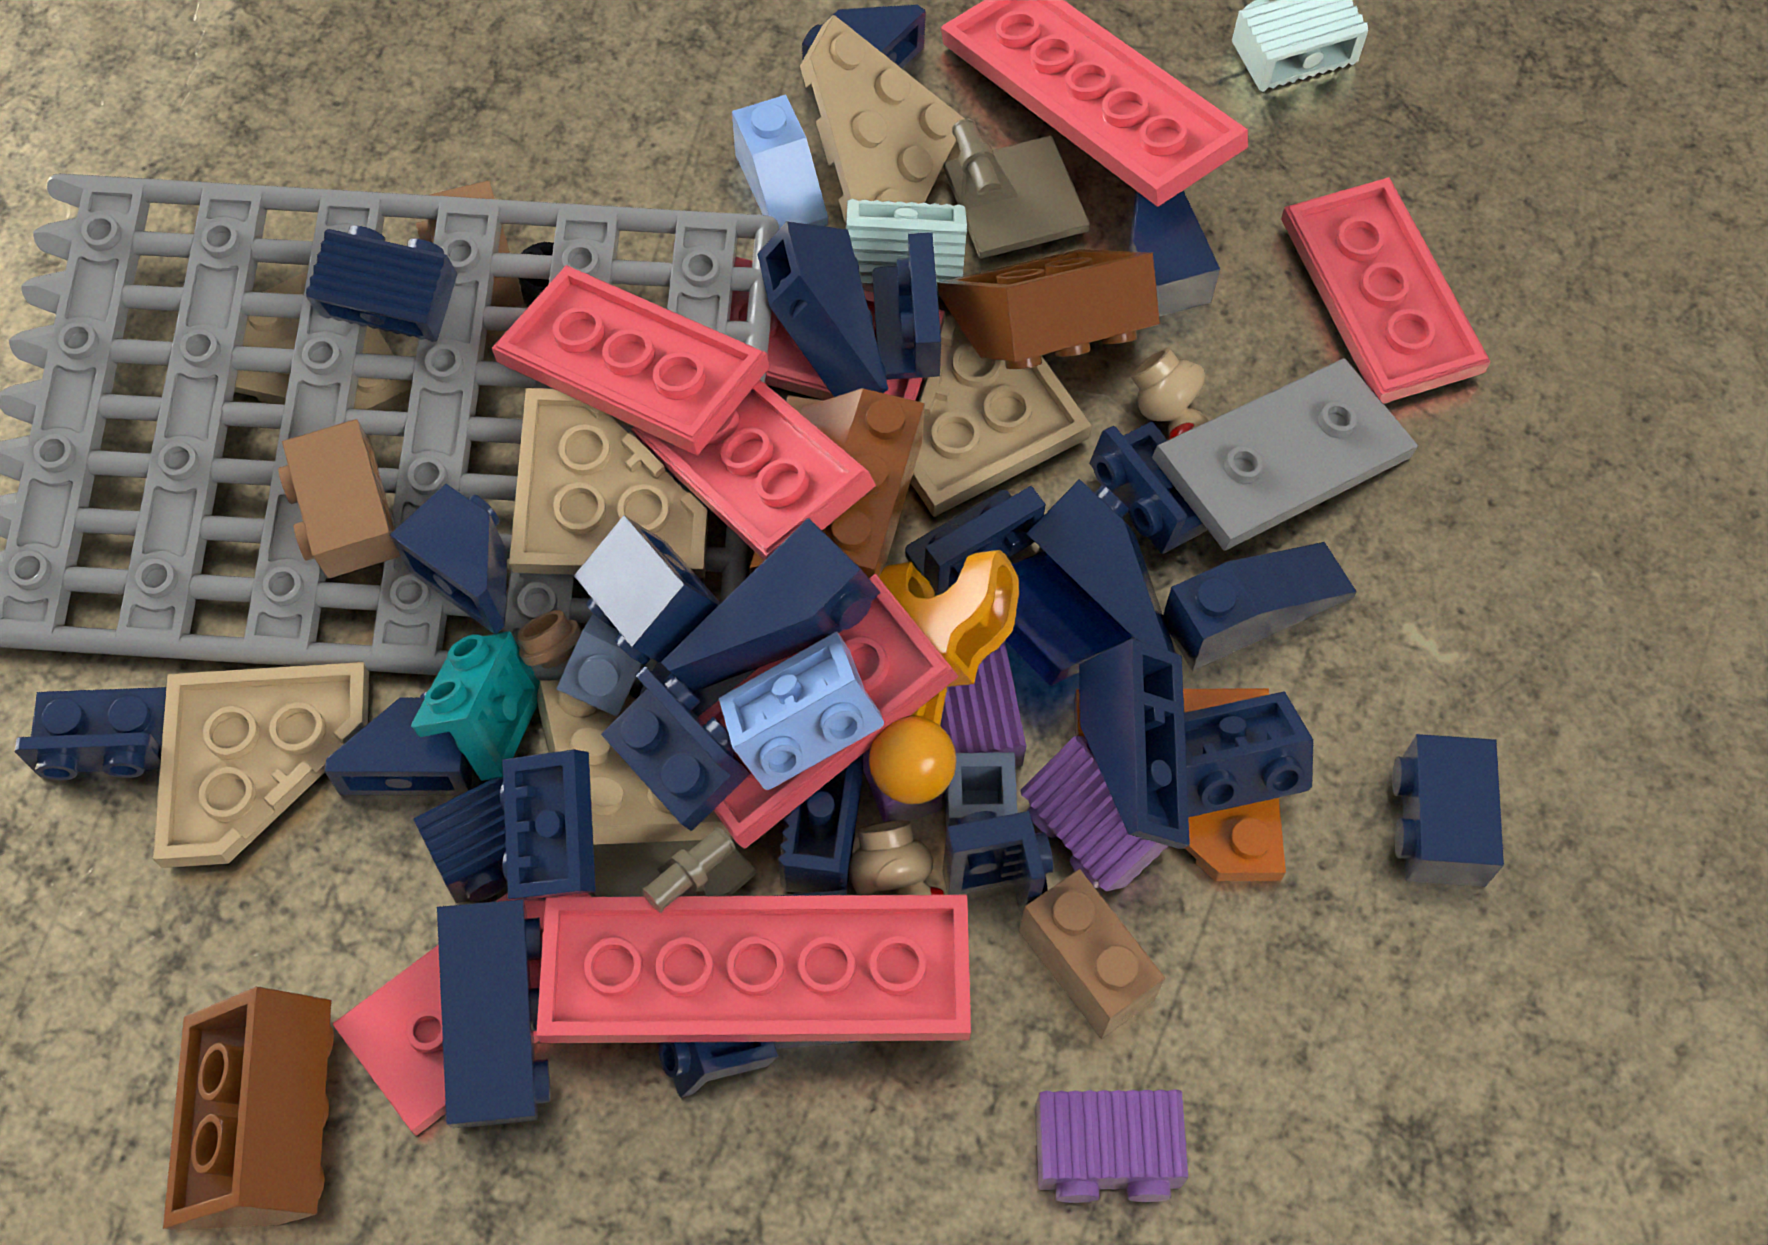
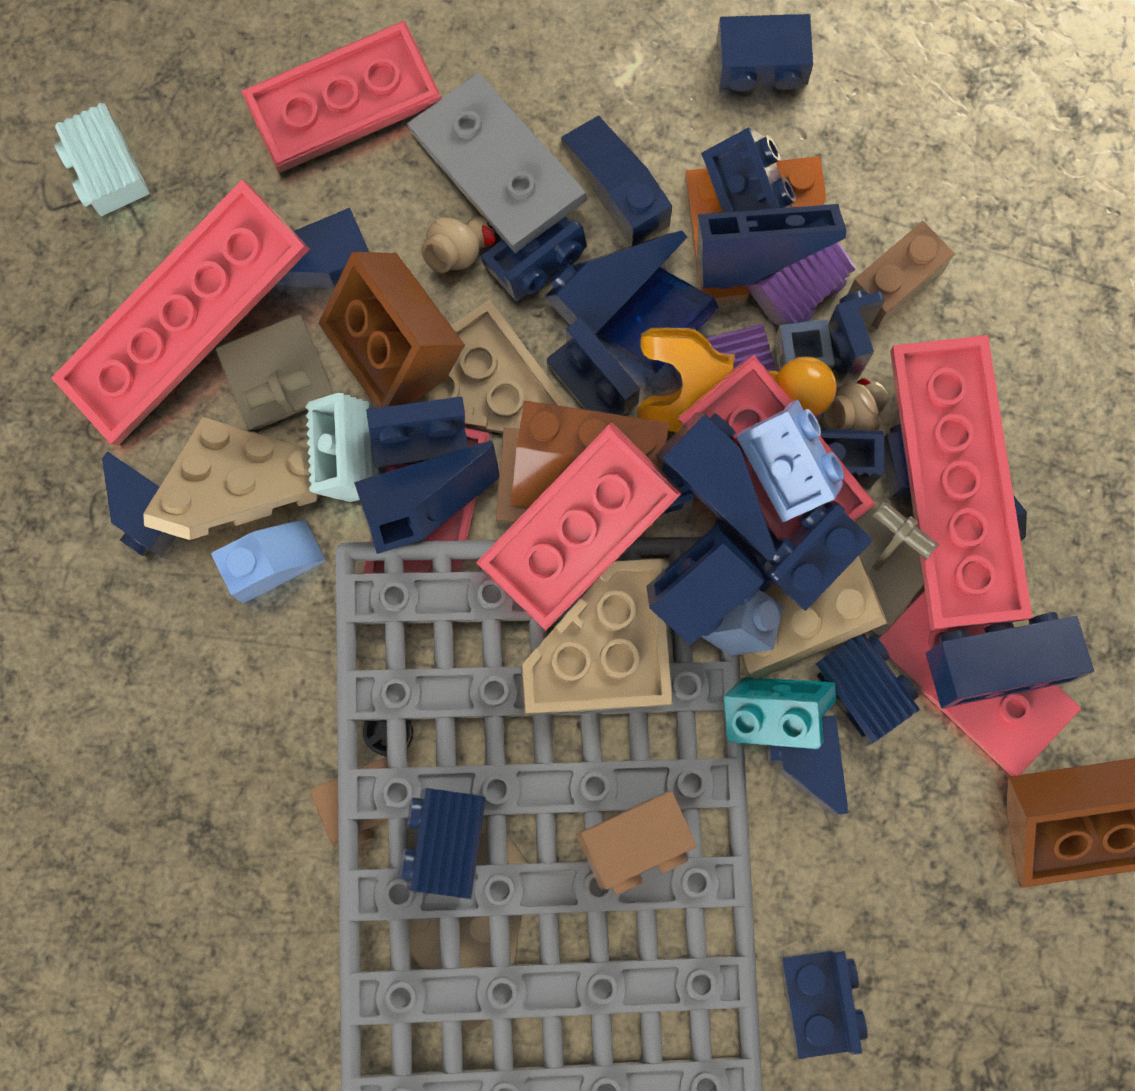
camera: 90 degrees left, 15 degrees up
(245, 751) = (824, 885): tan plate -> none
(458, 553) = (672, 739): dark blue slope -> none
(548, 639) = (717, 674): medium nougat plate -> none
(548, 825) = (889, 631): dark blue bracket -> none
(632, 359) = (496, 632): coral plate -> none
(1111, 1143) = (1021, 257): medium lavender brick -> none

